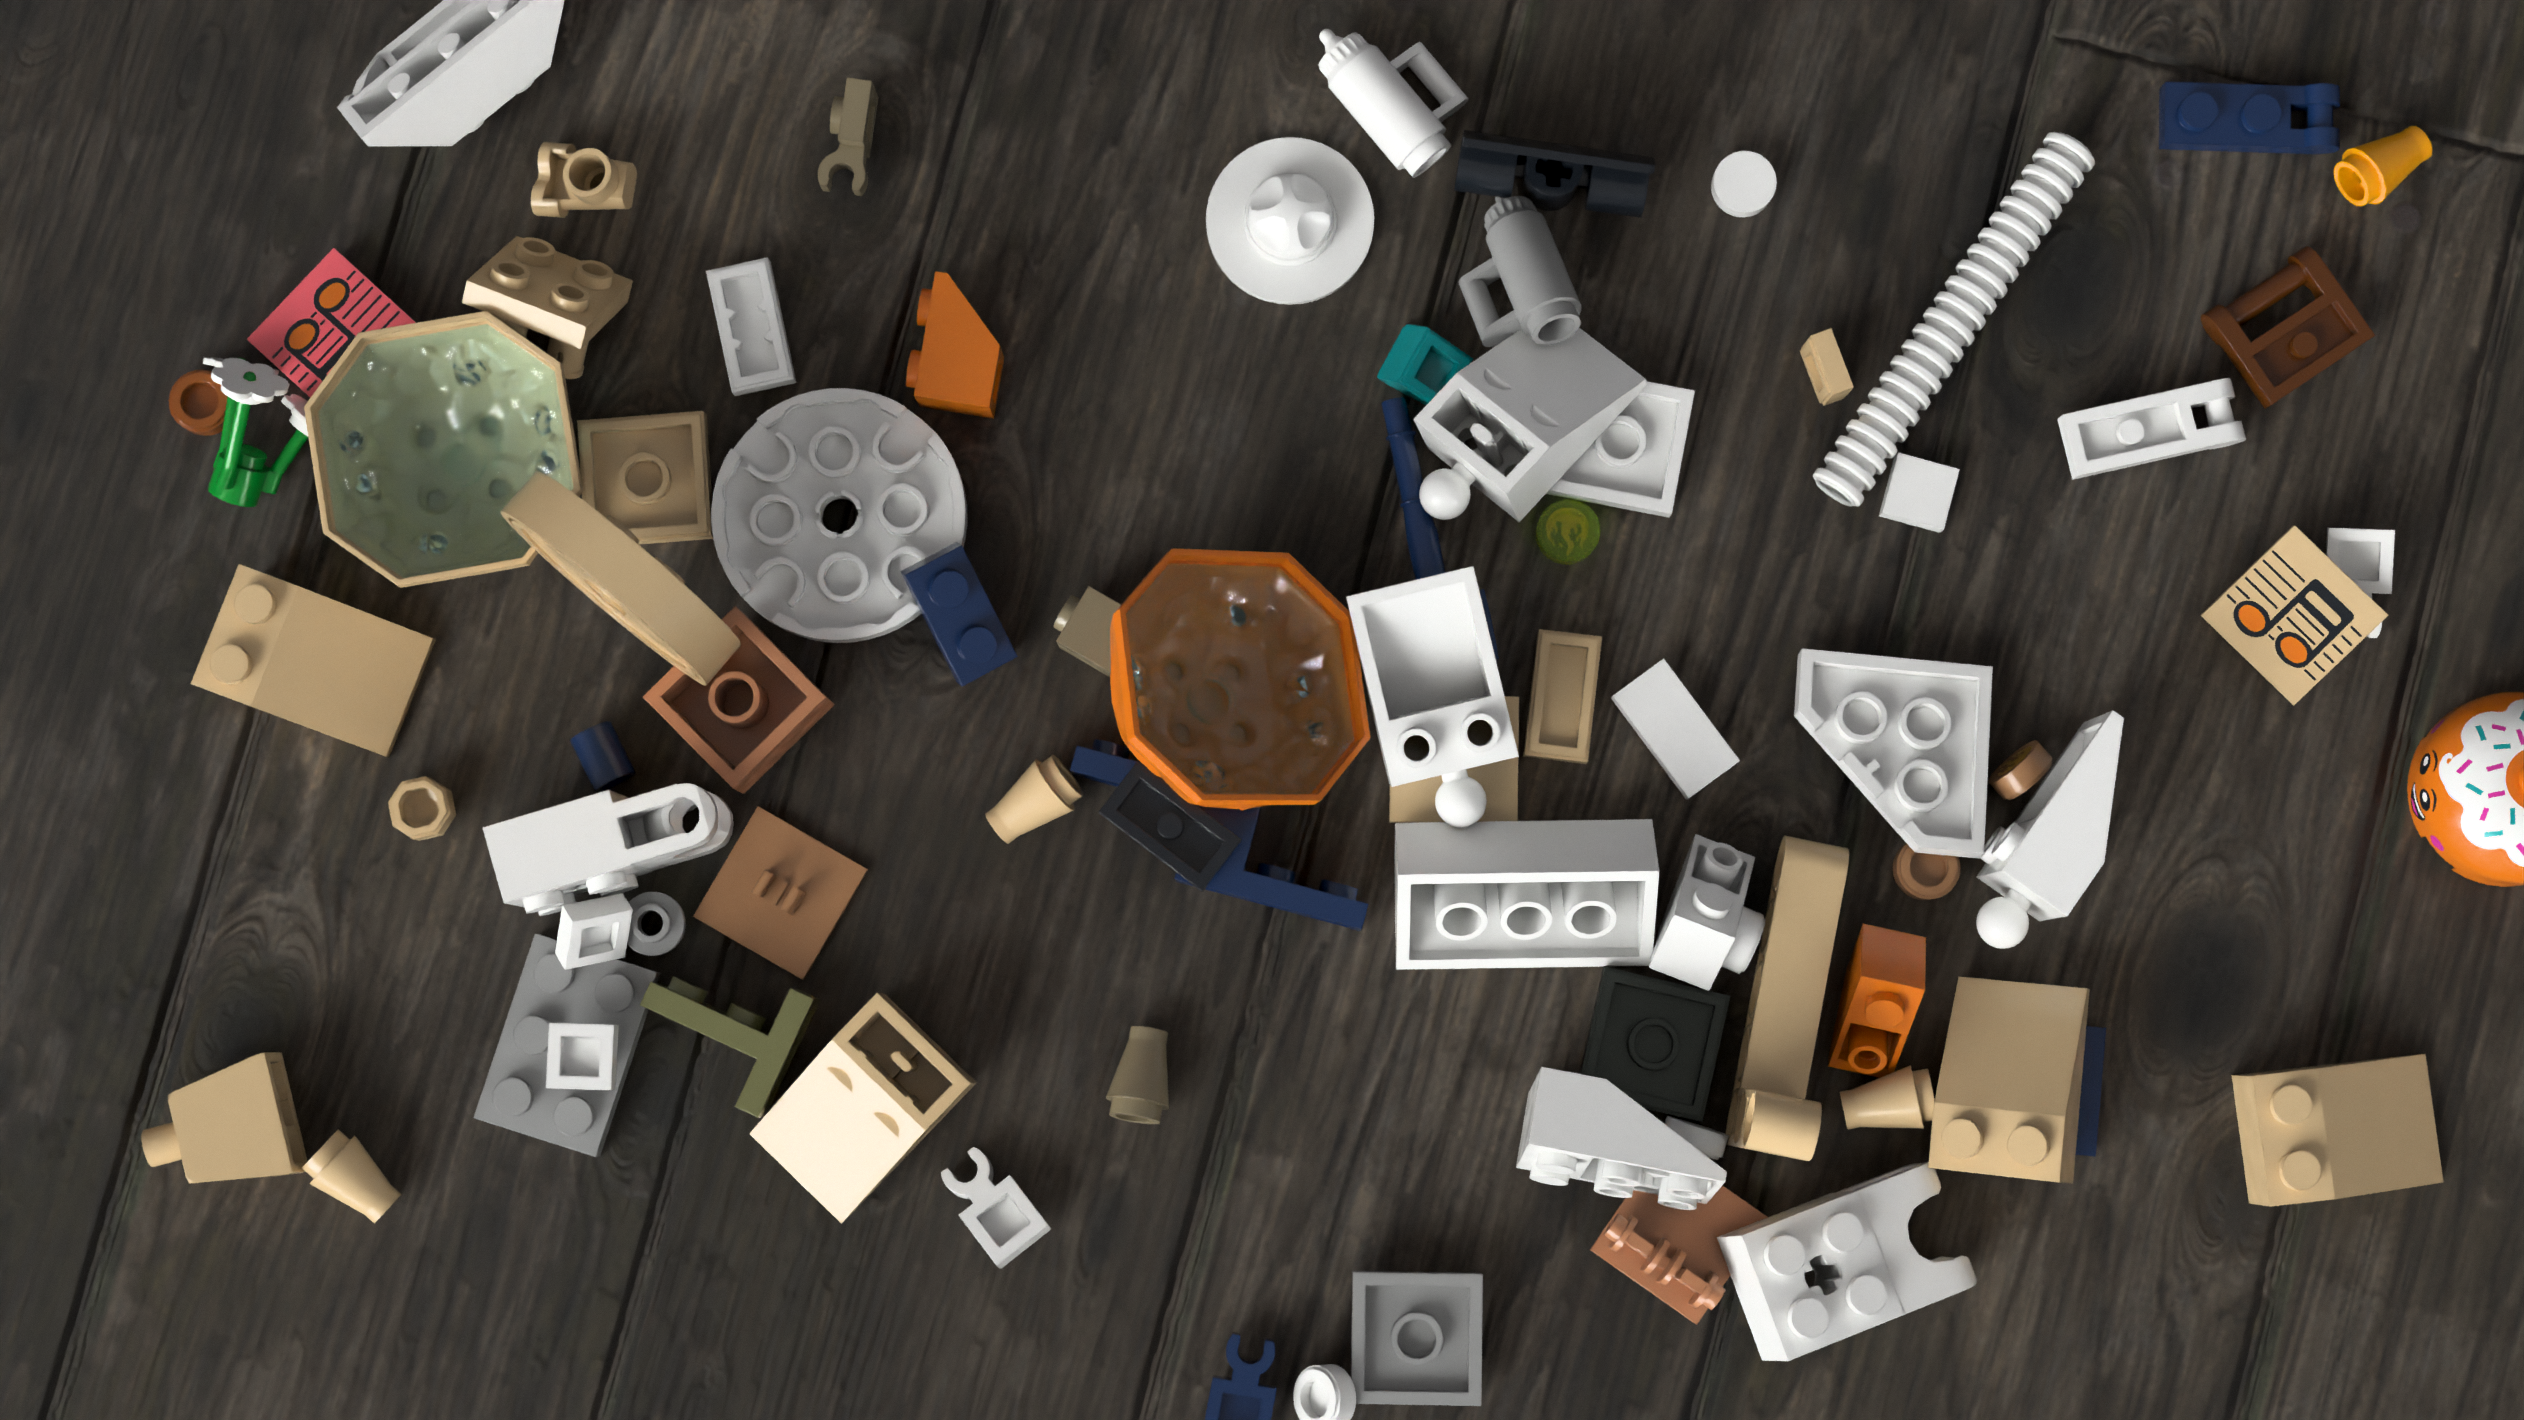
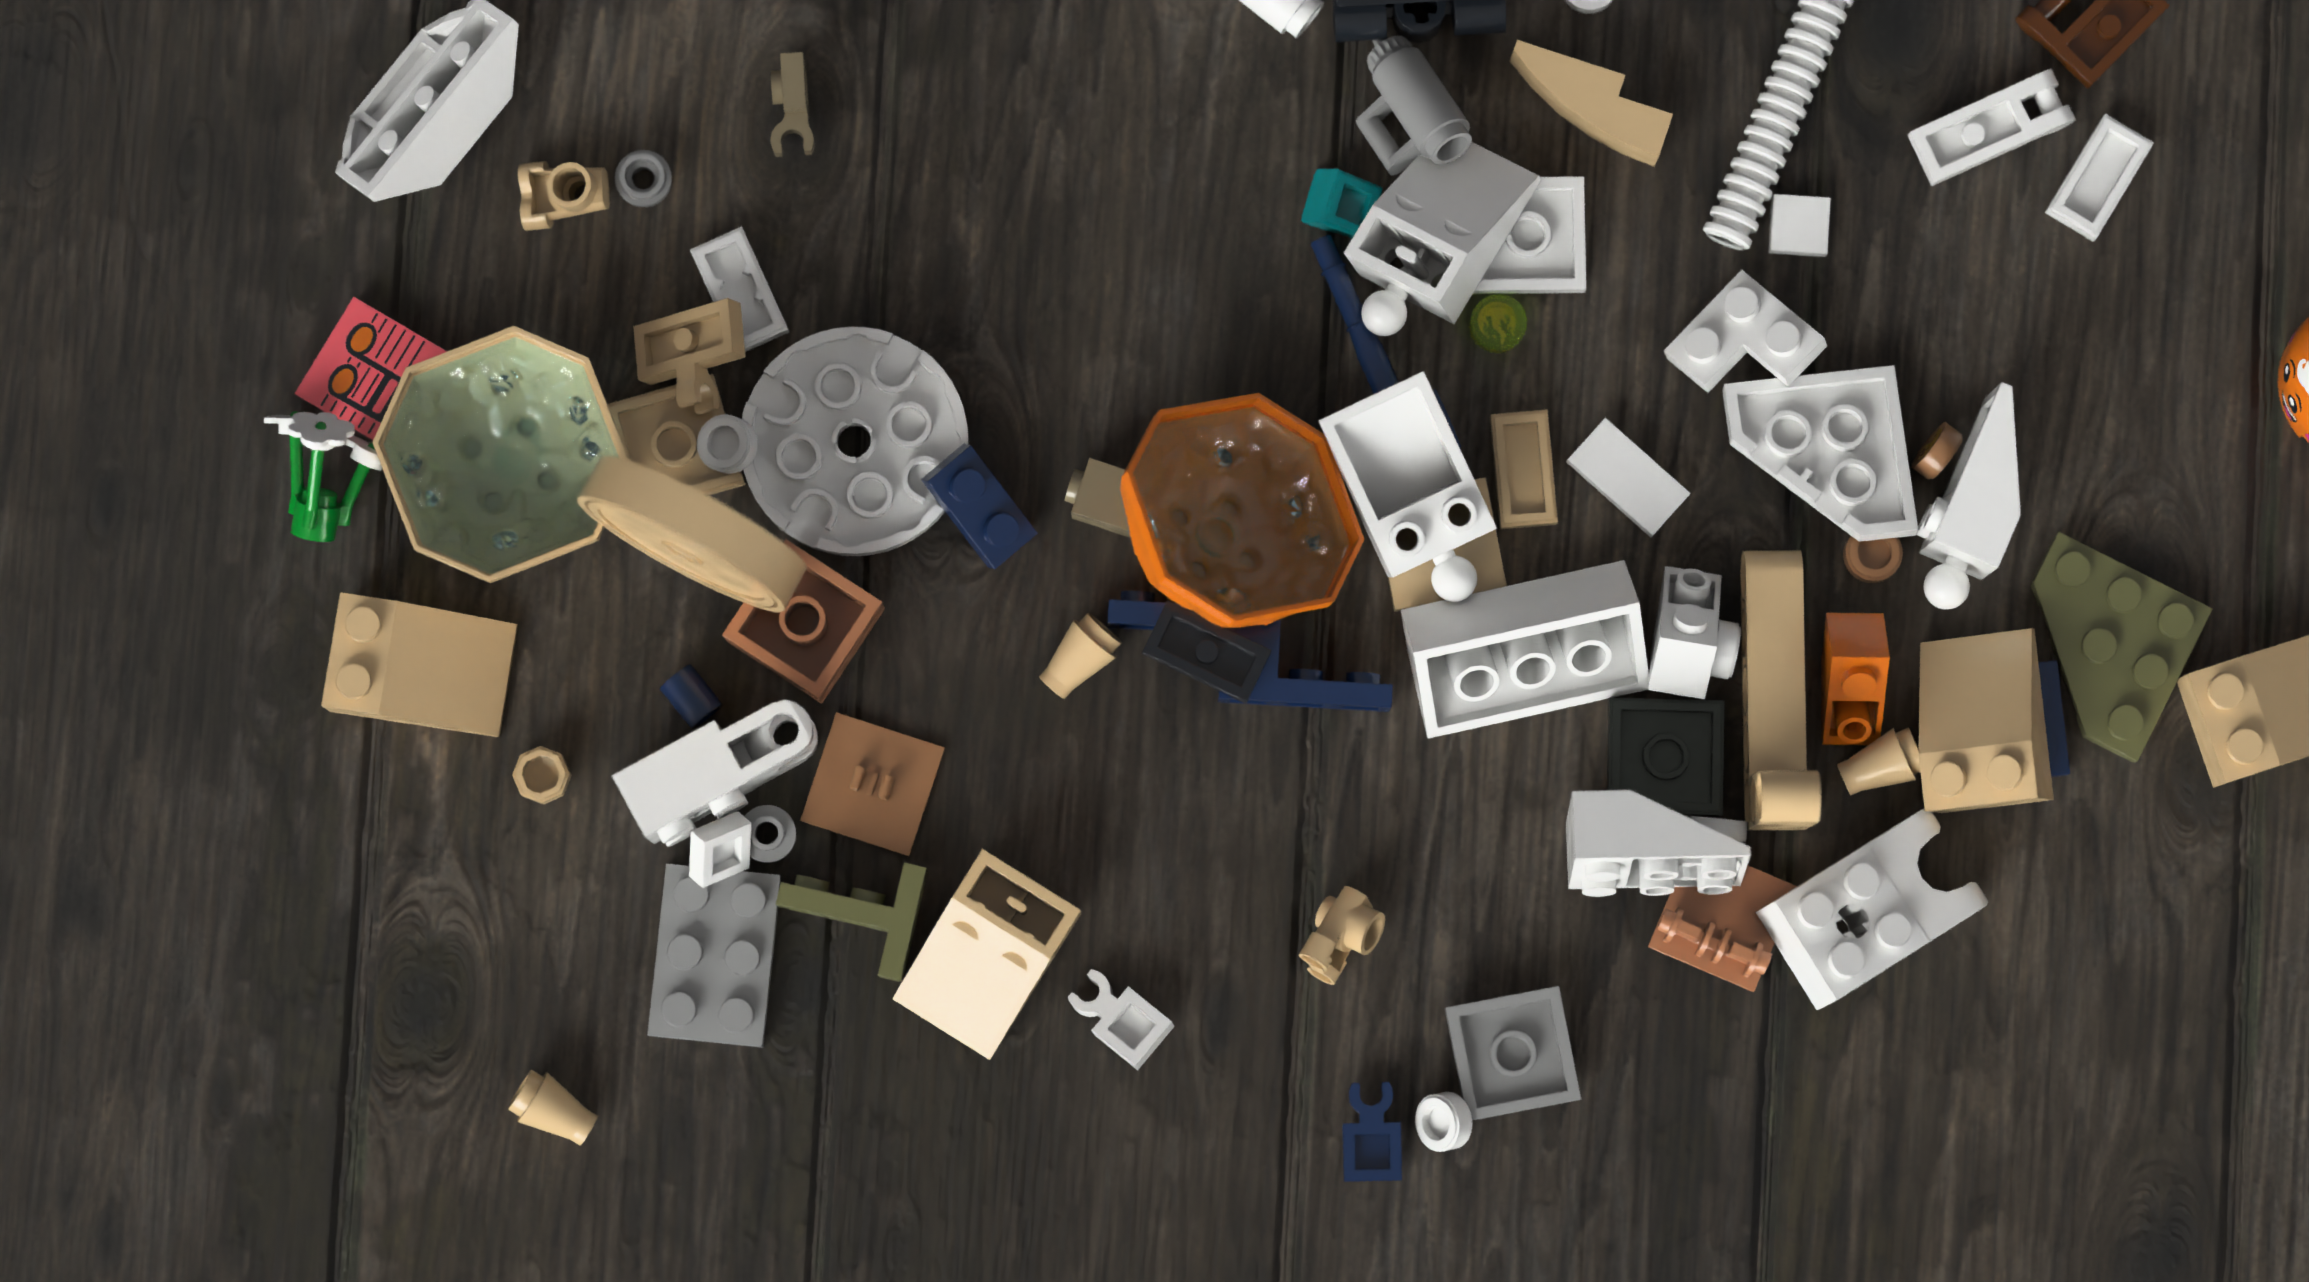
camera: 15 degrees left, 0 degrees up
(198, 403) = (264, 457): dark orange tile -> none
(232, 1125) = (437, 1086): tan torso -> none
(551, 294) = (558, 299): tan plate -> none
(582, 1056) = (735, 959): white plate -> none
(663, 170) = (636, 162): none -> light grey plate
(677, 375) = (687, 346): none -> tan plate
(699, 489) = (727, 444): none -> white tile
(959, 355) = (930, 277): orange slope -> none
(1141, 1078) = (1225, 879): dark tan cone -> none
(1259, 1158) = (1342, 926): none -> tan plate
(1290, 220) = (1195, 98): white hat -> none
(1720, 313) = (1591, 101): none -> tan slope
(1826, 367) = (1695, 132): tan tile -> none
(1840, 585) = (1741, 322): none -> white plate
(2174, 1020) = (2114, 641): none -> olive plate
(2258, 507) = (2099, 177): none -> white tile
(2294, 615) = (2147, 265): tan tile -> none
(2365, 558) = (2196, 211): white plate -> none

